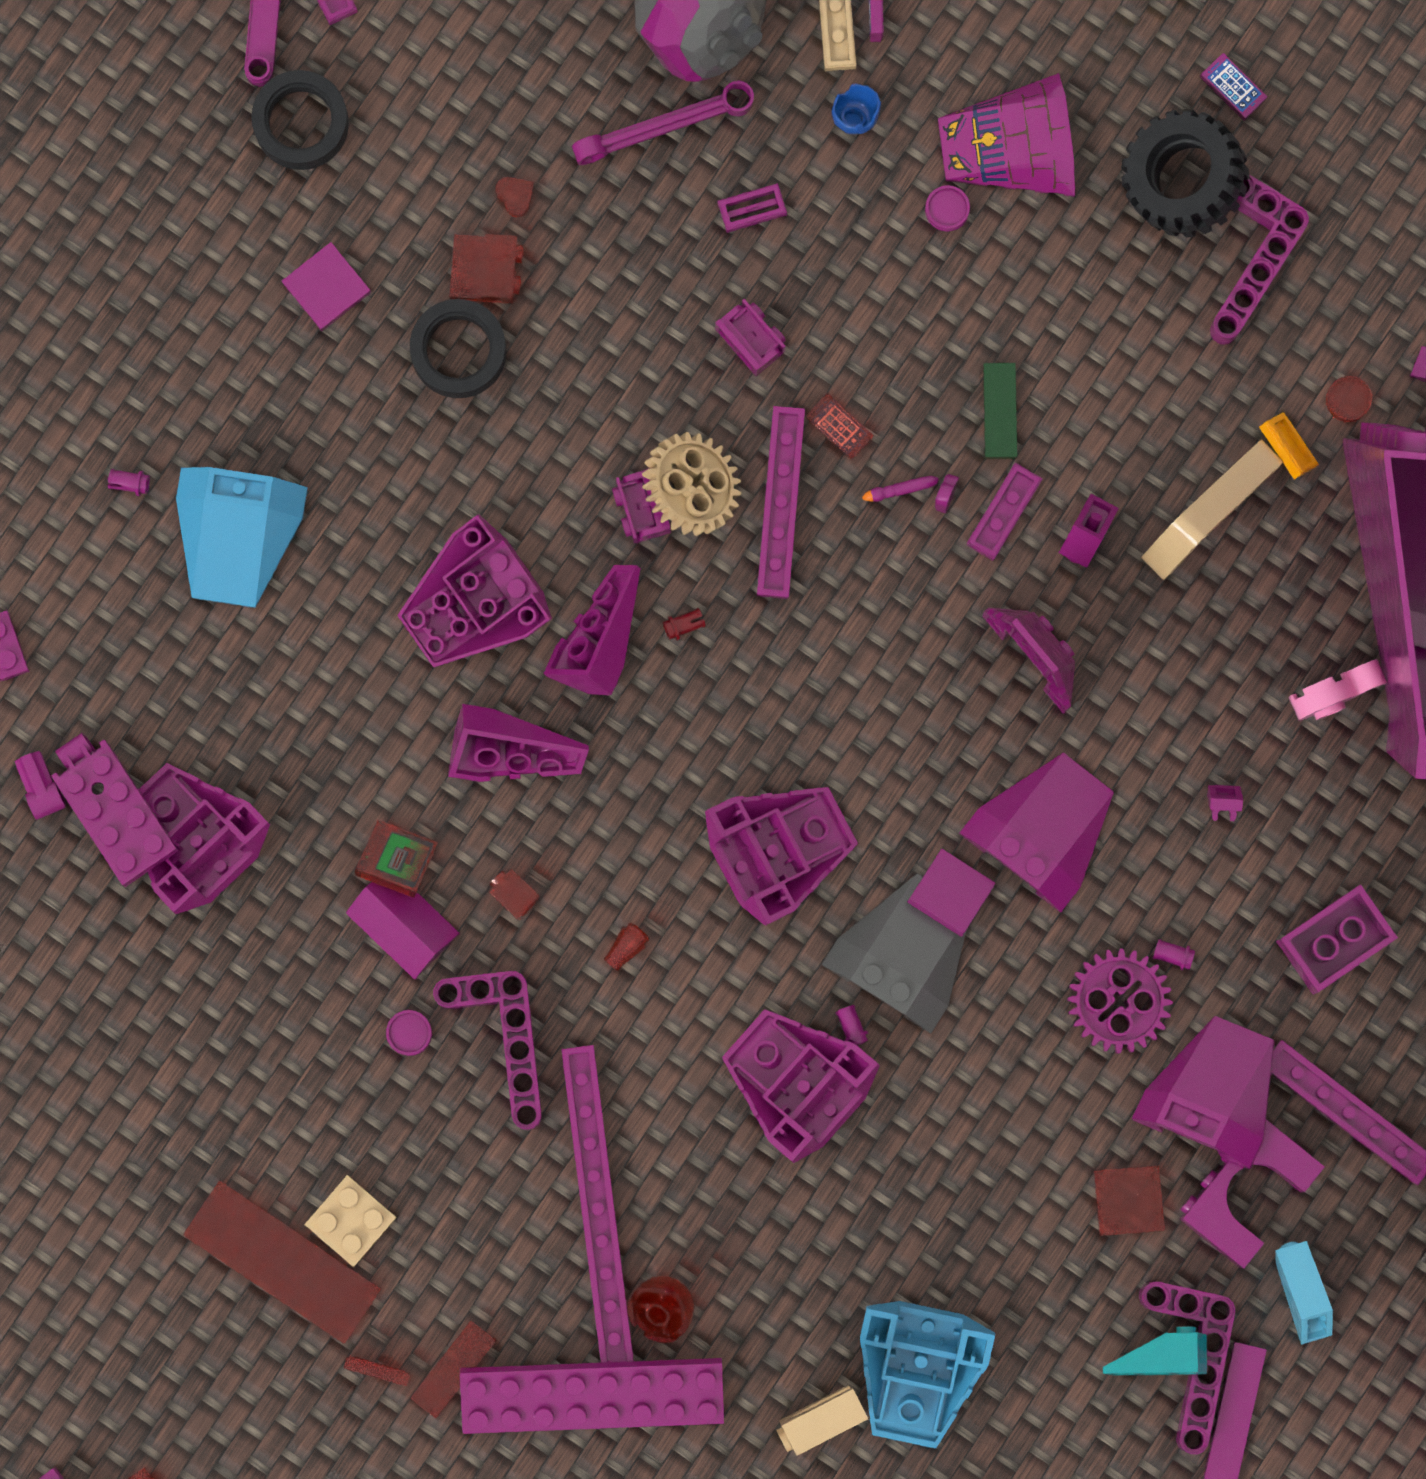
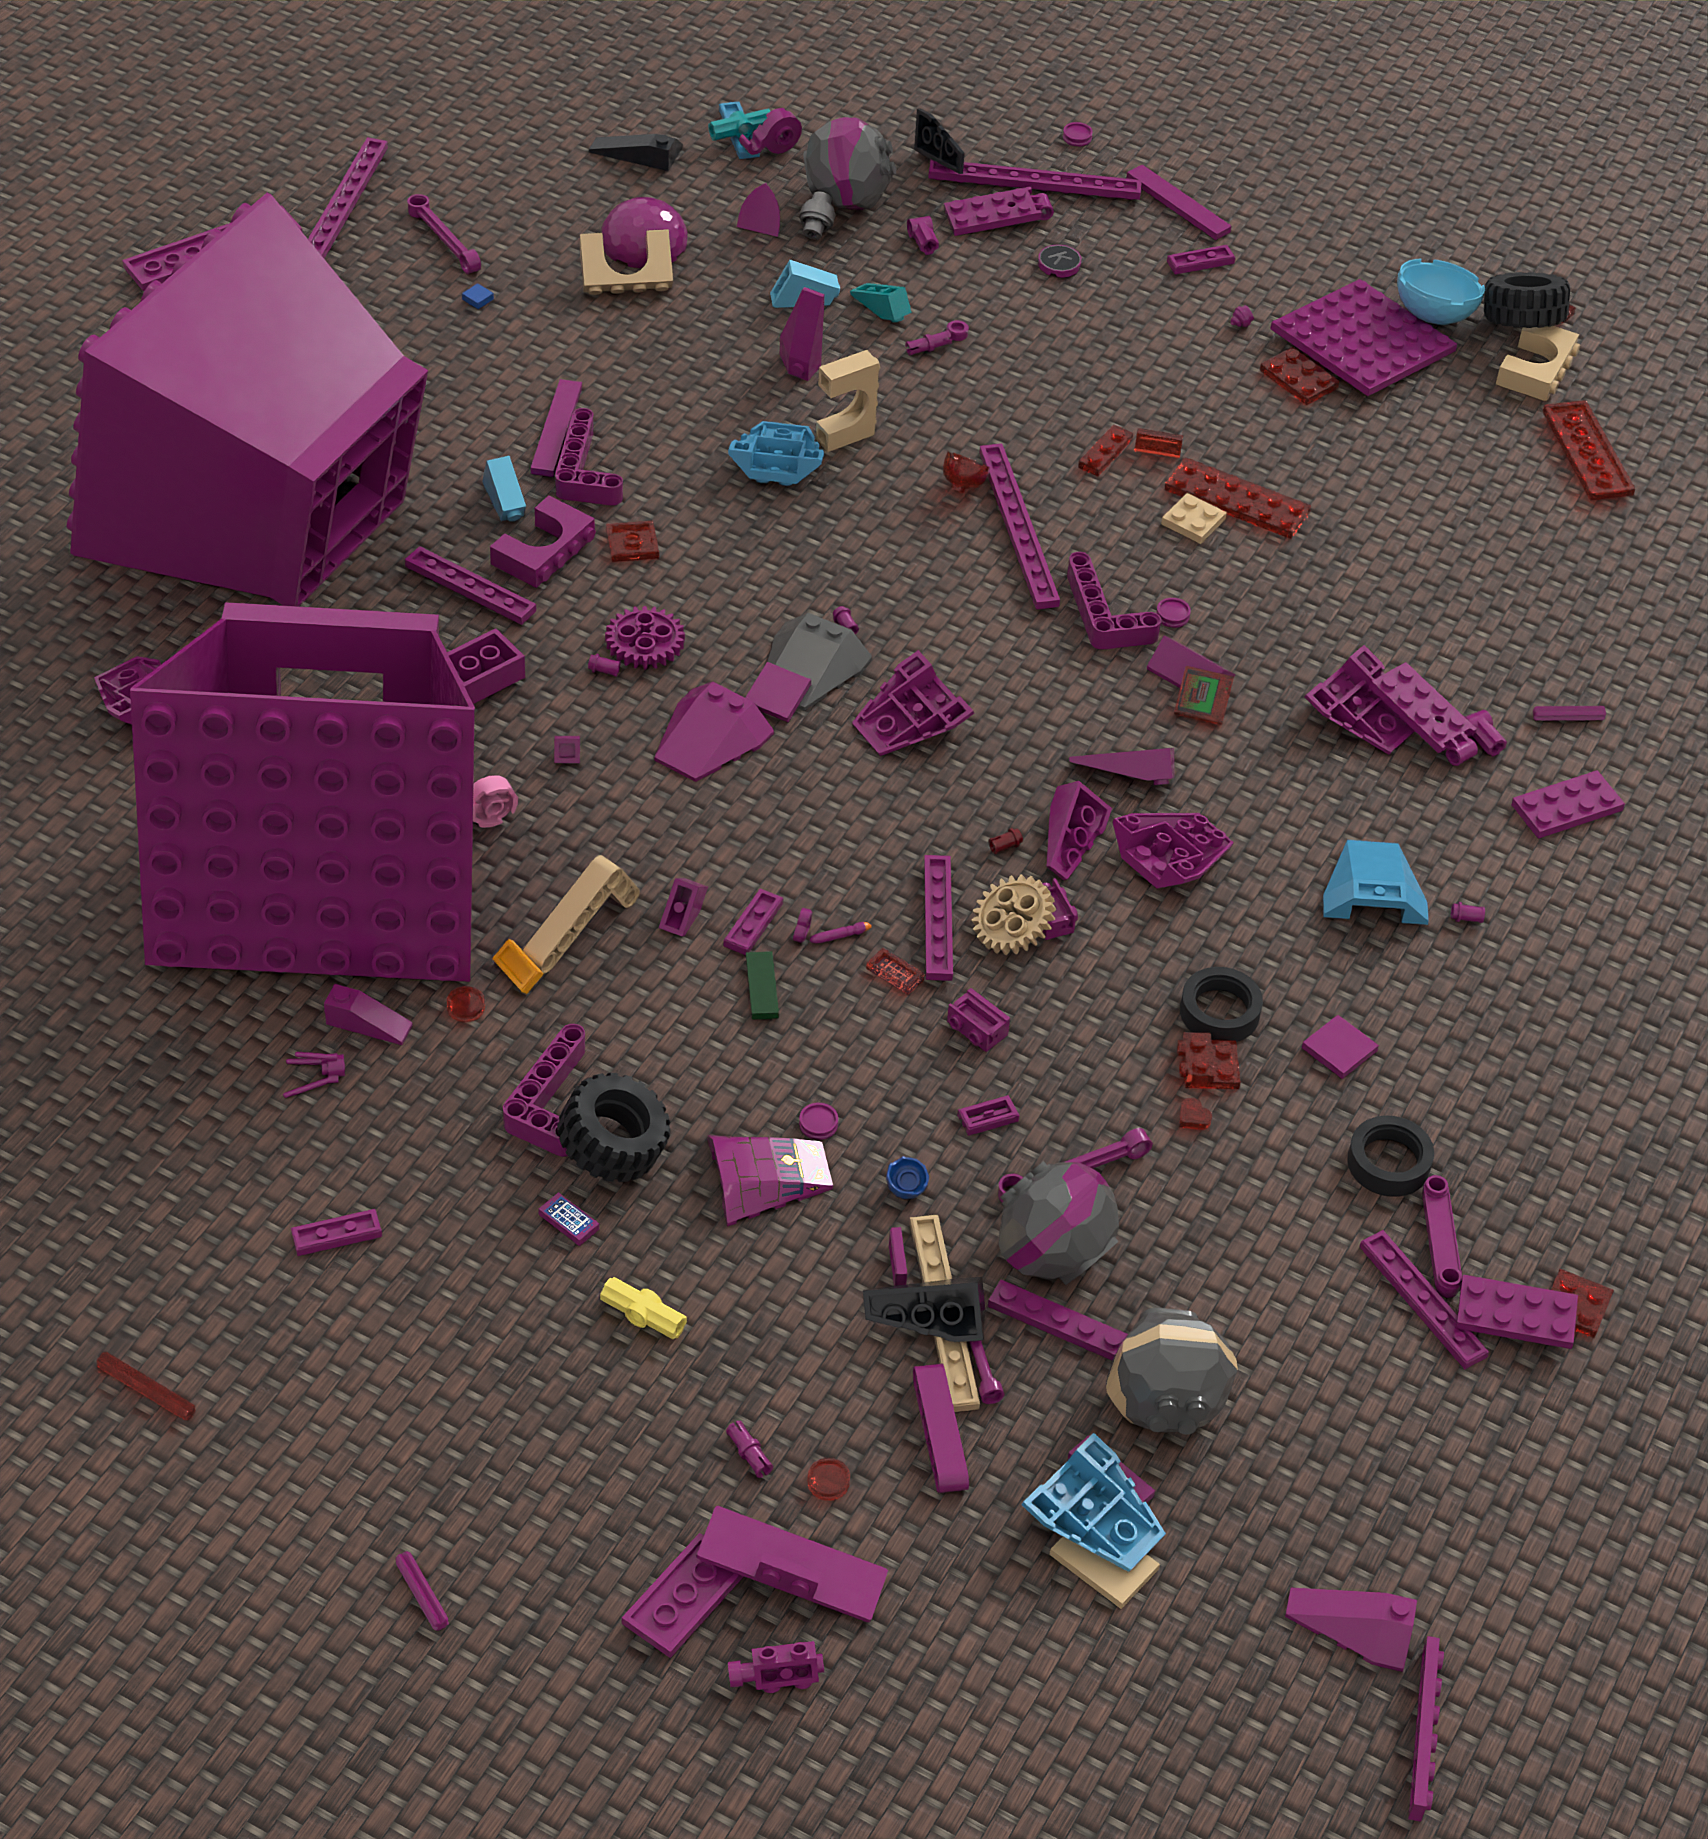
camera: 175 degrees right, 35 degrees down
(513, 894) = (1110, 681): clear red brick -> none
(591, 1395) = (1007, 433): magenta plate -> none
(626, 946) = (1018, 659): clear red cone -> none
(798, 1081) = (885, 585): magenta wedge -> none
(1041, 647) = (725, 811): magenta wedge -> none
(1166, 1355) = (607, 450): teal slope -> none
(1215, 1091) = (575, 581): magenta wedge -> none

